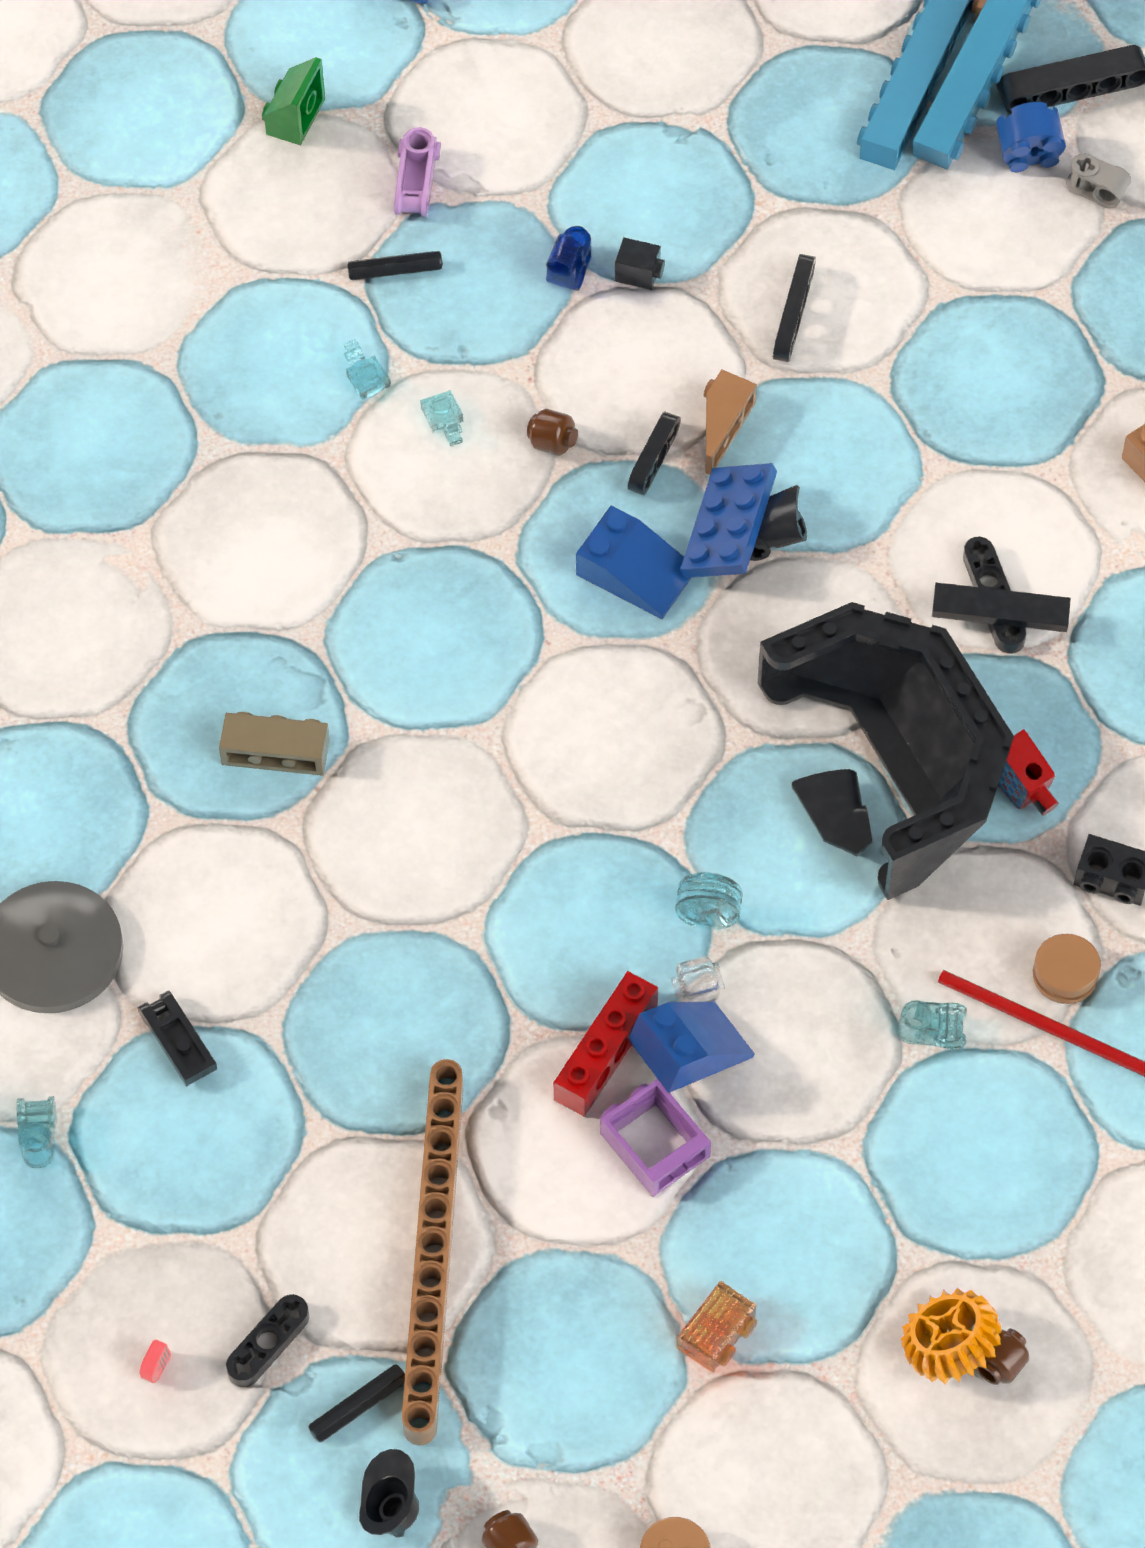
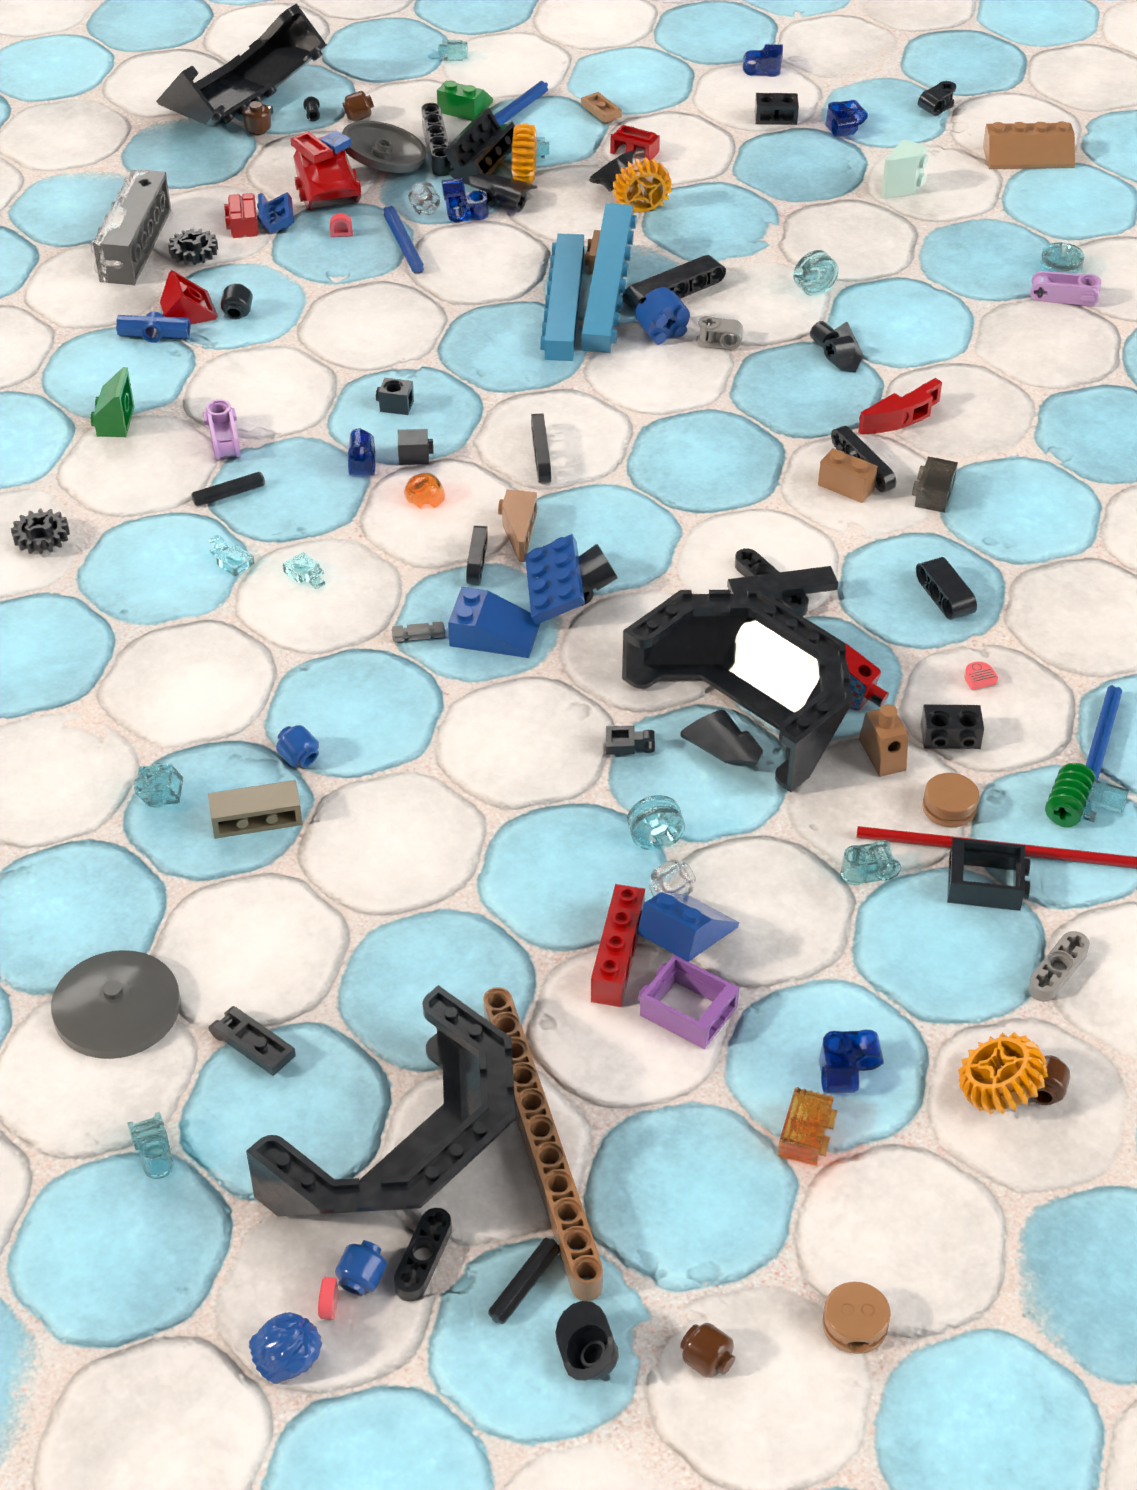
camera: 20 degrees left, 15 degrees down
(95, 1399) = (285, 1347): none -> blue hair
(154, 272) = (40, 531): none -> black gear
(178, 682) = (158, 785): none -> clear light blue brick
(198, 1338) = (360, 1268): none -> blue head
(308, 1236) = (474, 1113): none -> black windscreen
(349, 672) = (297, 746): none -> blue head
(544, 546) = (418, 631): none -> light grey axle
(552, 431) = (393, 558): reddish brown head -> none
(628, 335) = (424, 489): none -> clear orange hair
(645, 175) = (395, 396): none -> black brick
(724, 772) = (625, 740): none -> black plate
(814, 1256) = (844, 1056): none -> clear blue piece
(1022, 860) = (884, 732): none -> medium nougat torso
(1073, 1055) = (987, 855): none -> black window
(1073, 1242) = (1058, 977): none -> light grey beam

